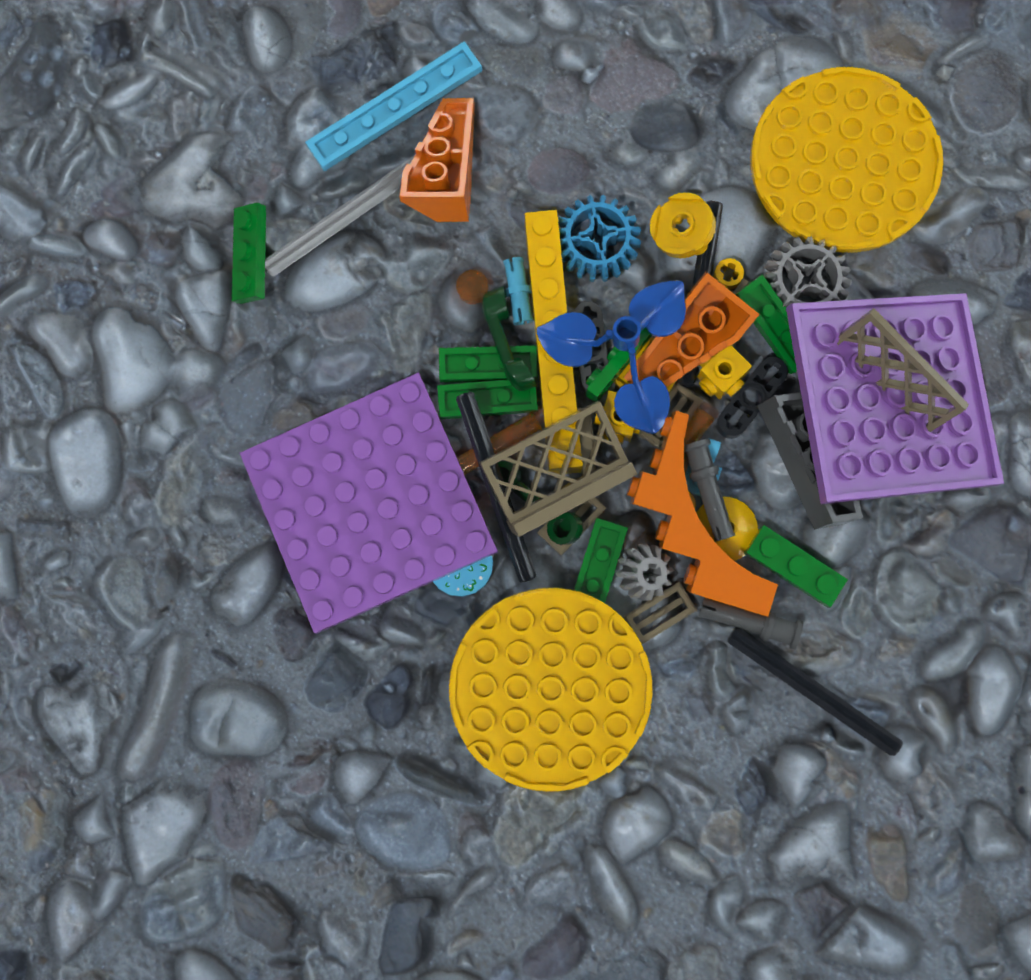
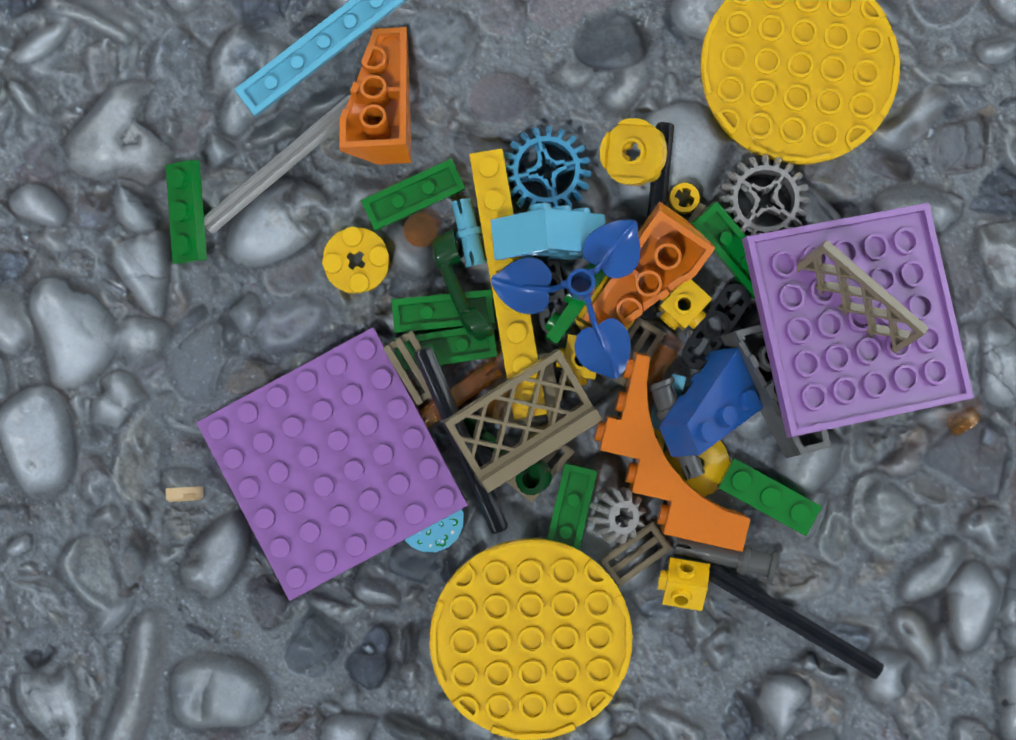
camera: 10 degrees left, 5 degrees up
(220, 520) = (184, 494): none -> tan tile
(407, 292) = (359, 279): none -> yellow plate
(444, 389) = (399, 342): none -> dark tan tile
(468, 252) = (413, 195): none -> green plate
(533, 455) = (496, 407): none -> clear orange tile
(591, 288) = (544, 232): none -> medium azure wedge
(708, 645) = (684, 584): none -> yellow brick
(747, 469) = (713, 406): none -> blue wedge
(992, 505) = (963, 421): none -> clear orange tile

